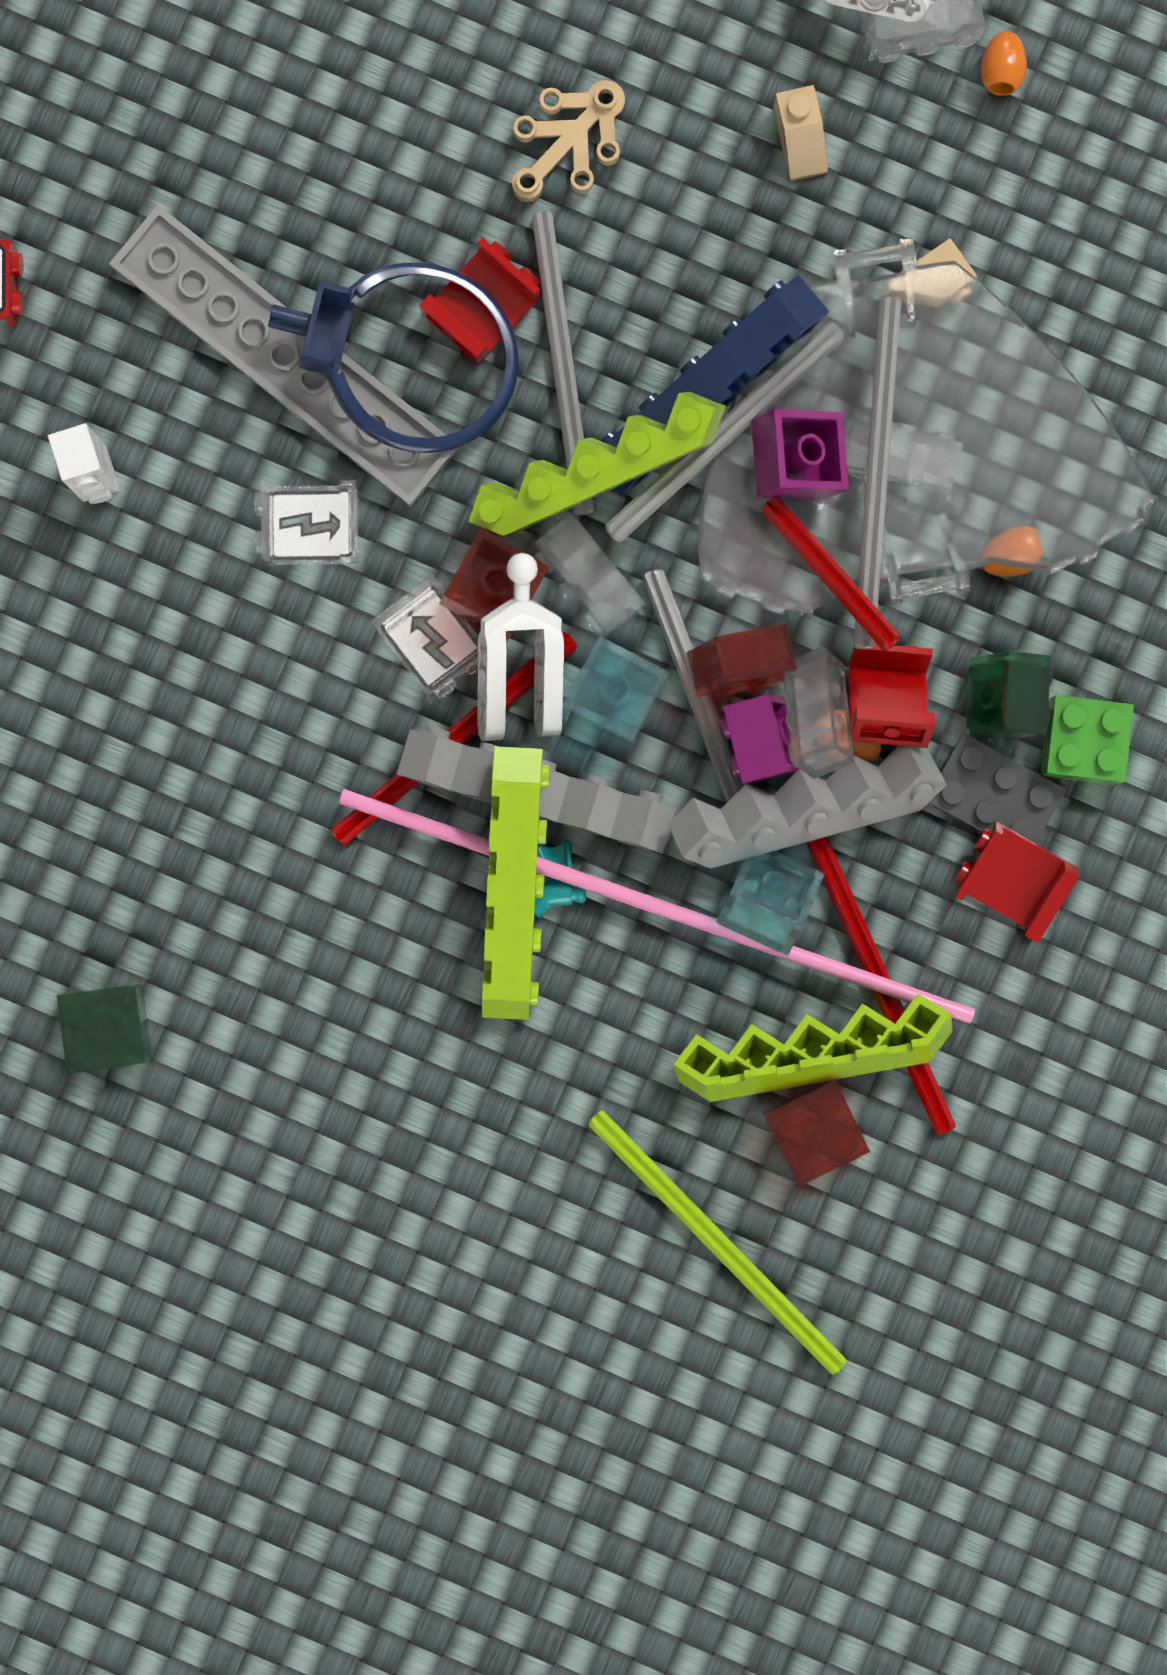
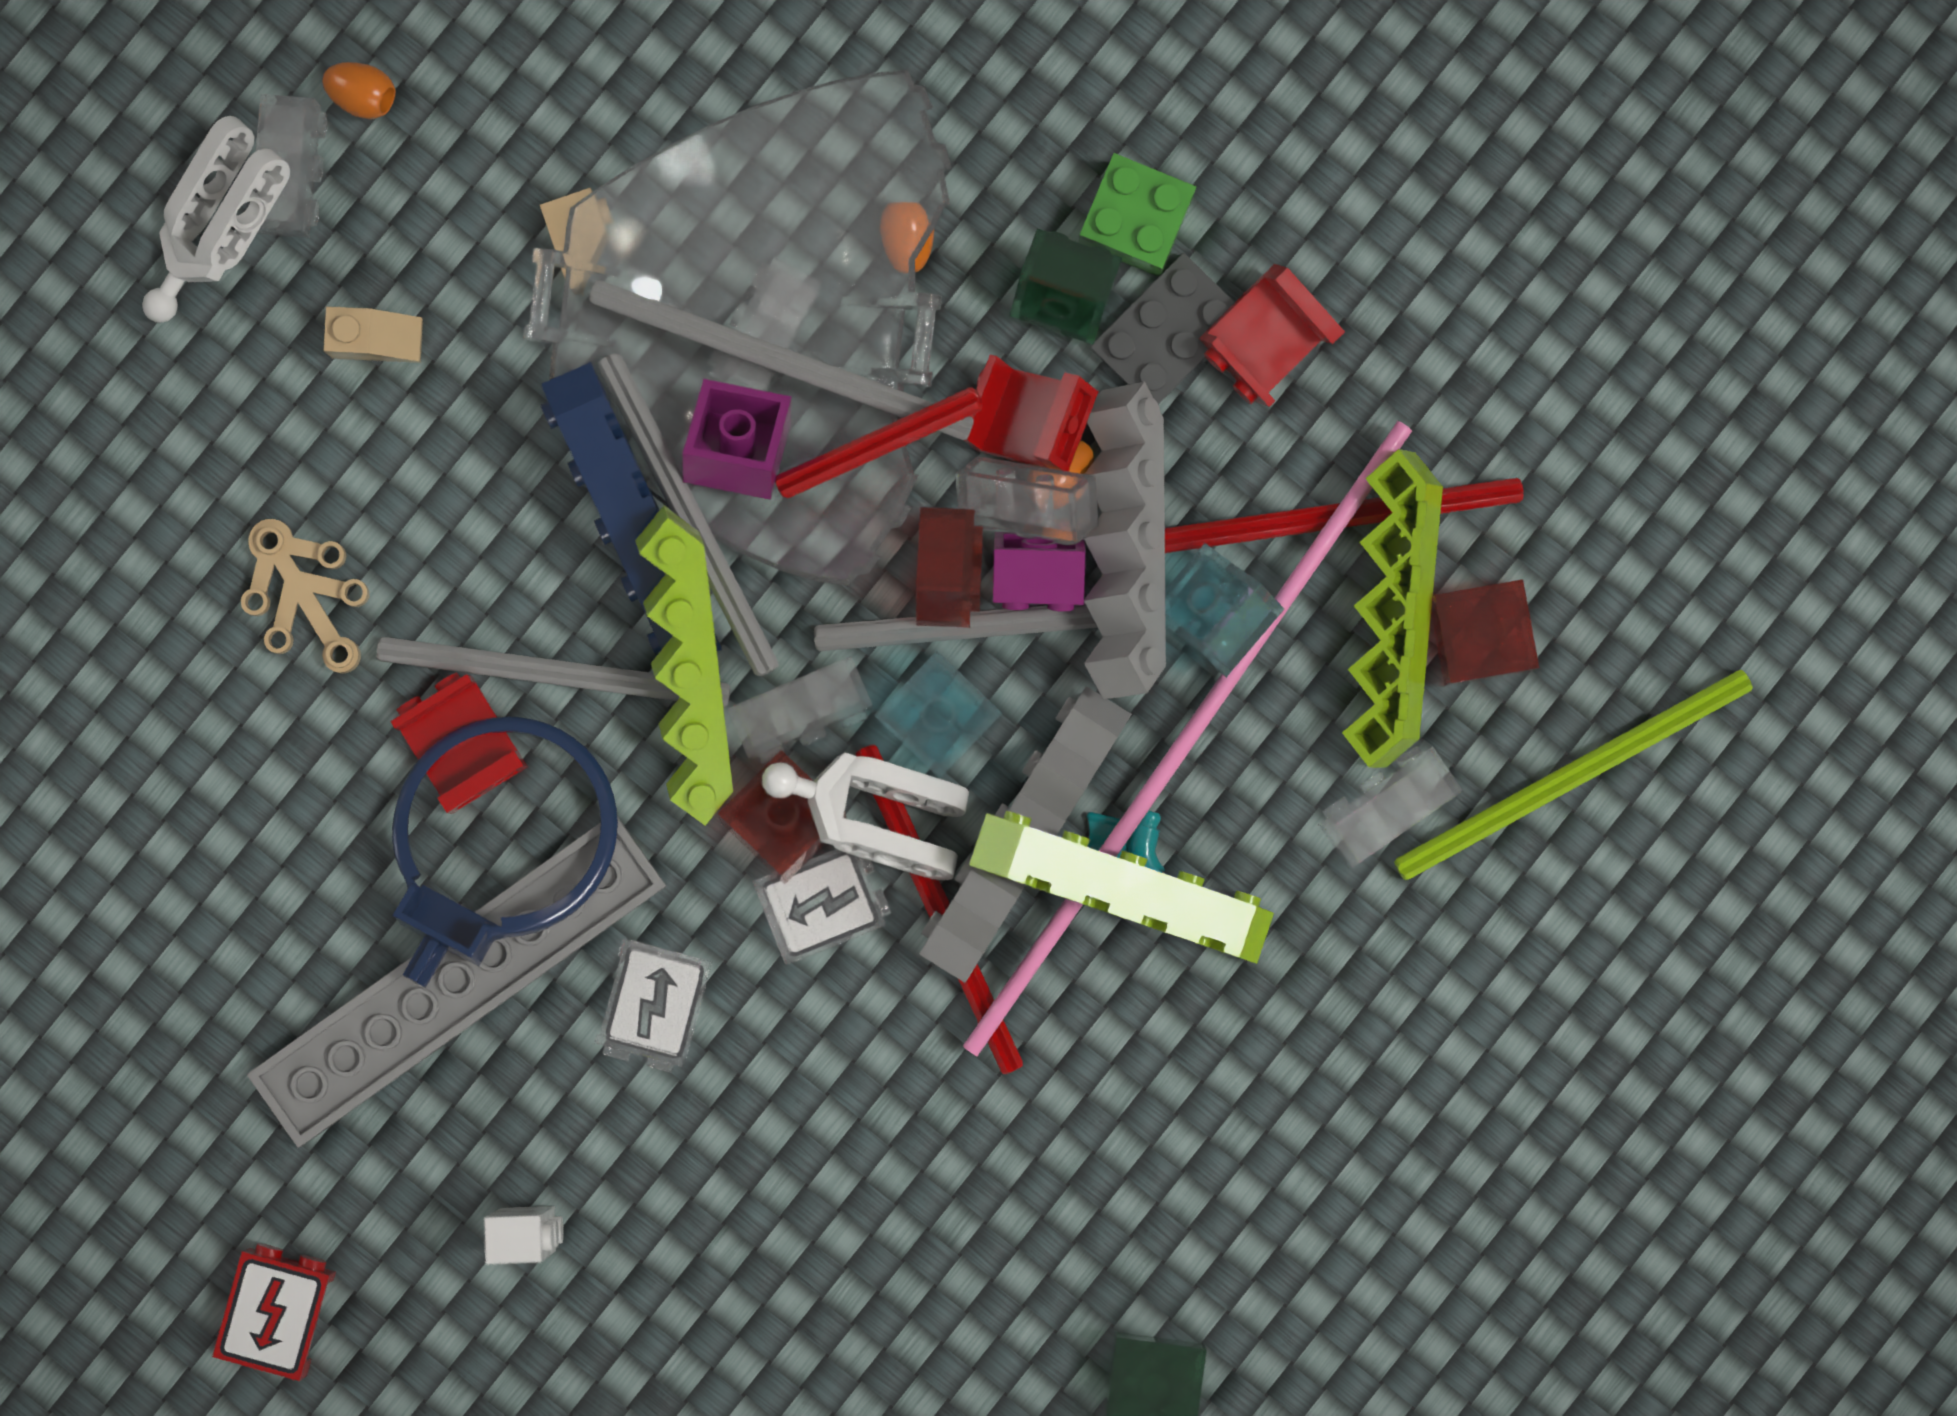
camera: 70 degrees left, 0 degrees up
(647, 1092) = (1389, 805): none -> clear brick

